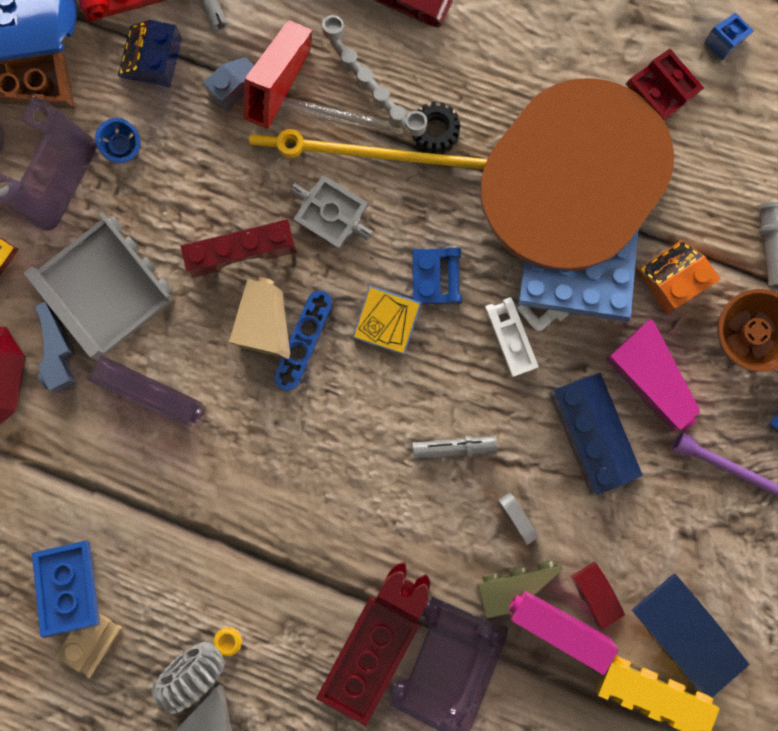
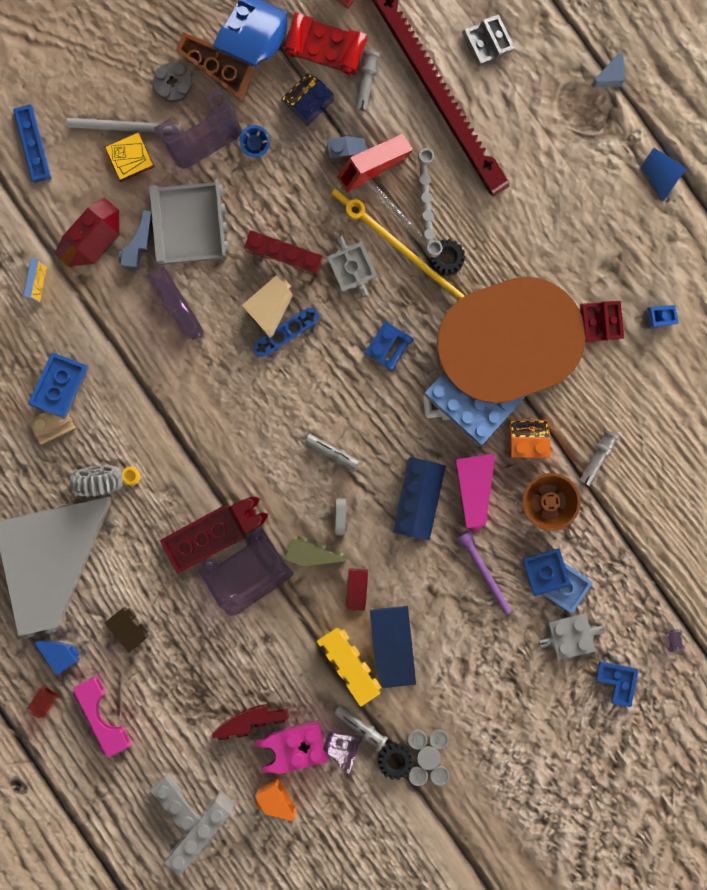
camera: 30 degrees right, 5 degrees up
(387, 320) = (342, 352): yellow tile -> none
(511, 338) = (407, 411): white plate -> none
(563, 631) = (322, 594): dark pink slope -> none

